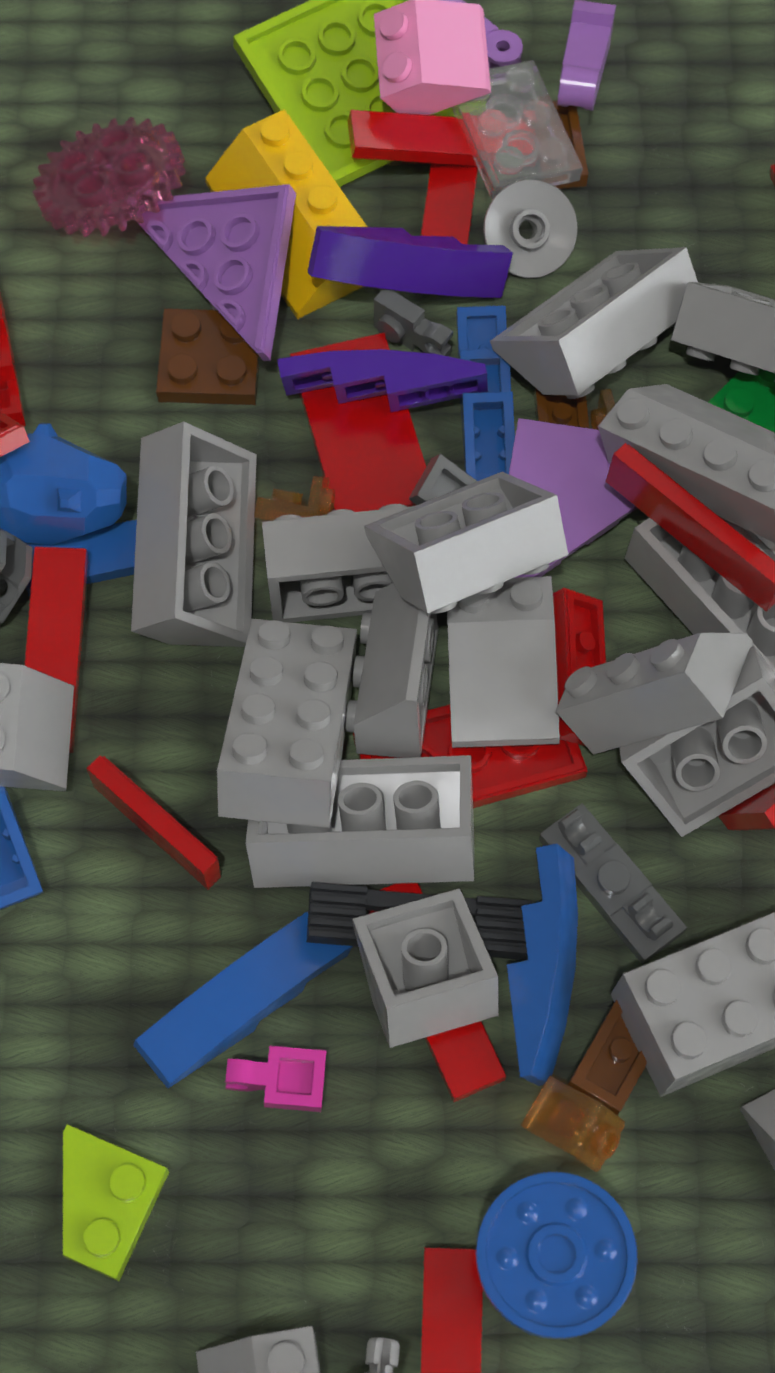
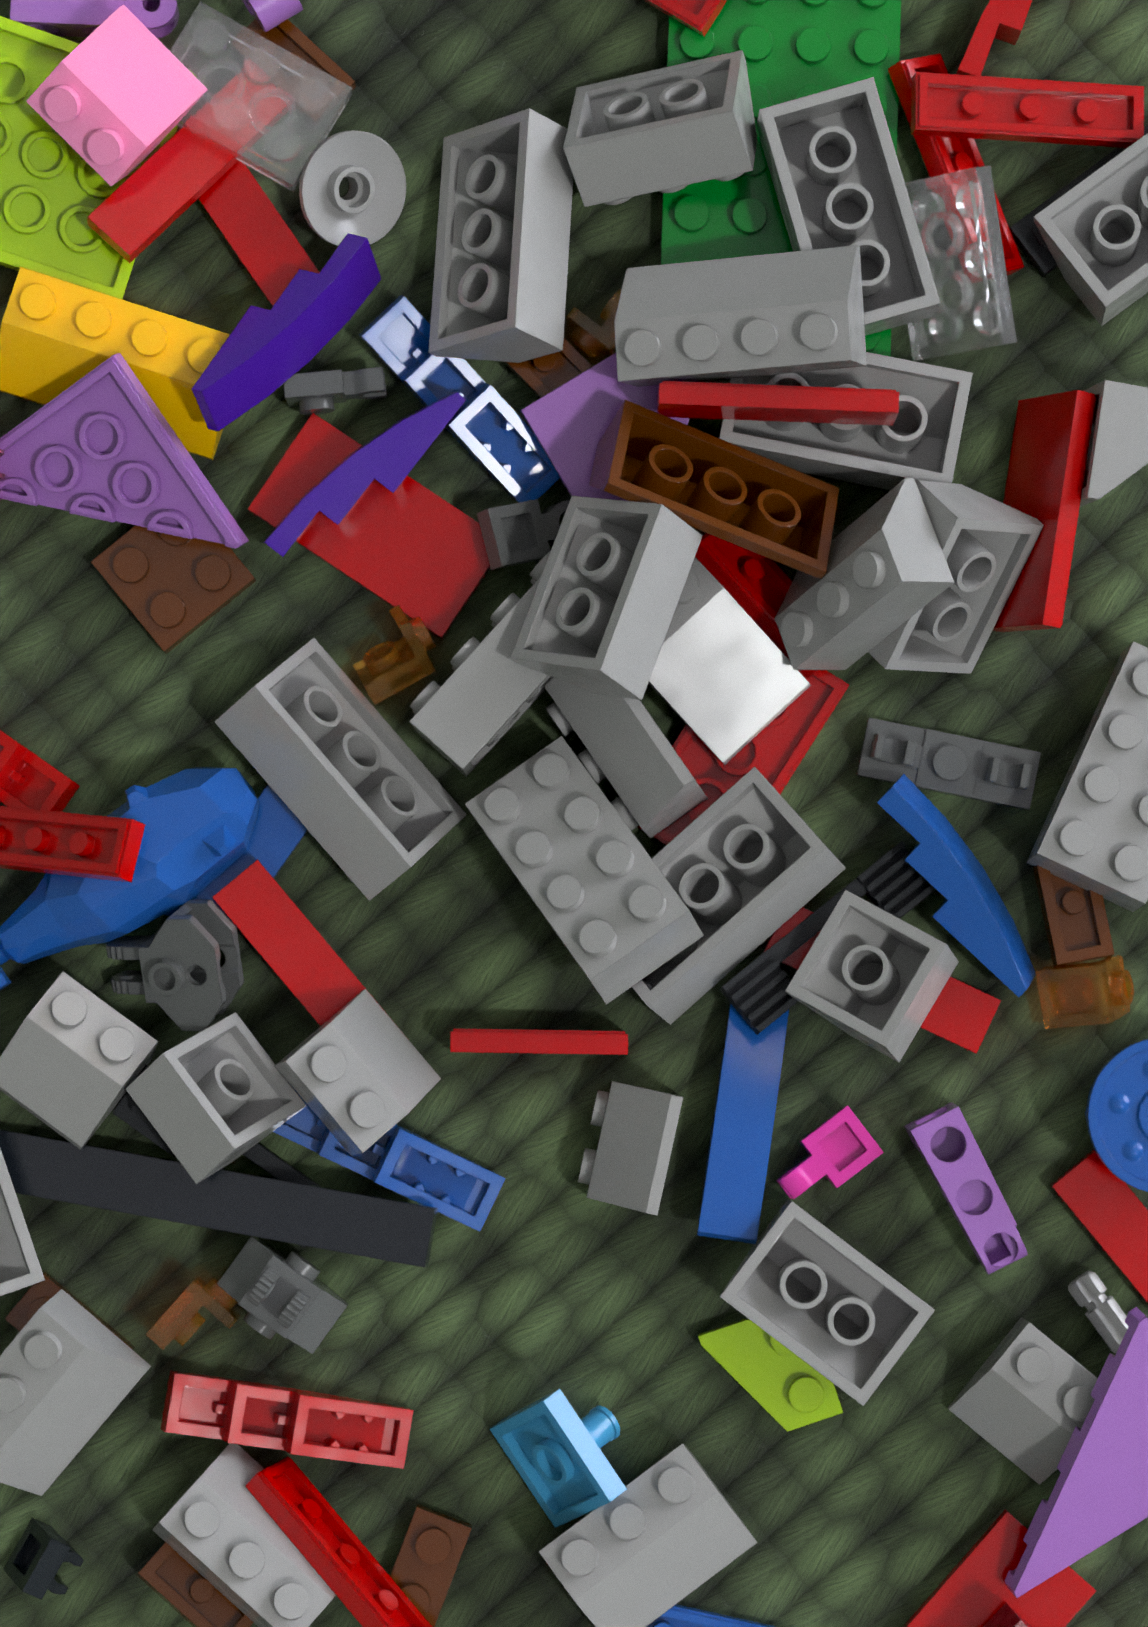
camera: 40 degrees left, 20 degrees up
(150, 945) = (632, 1146): none -> light grey slope
(177, 1175) = (826, 1302): none -> light grey slope
(360, 1190) = (968, 1186): none -> medium lavender leg
(608, 554) = (718, 487): none -> reddish brown slope

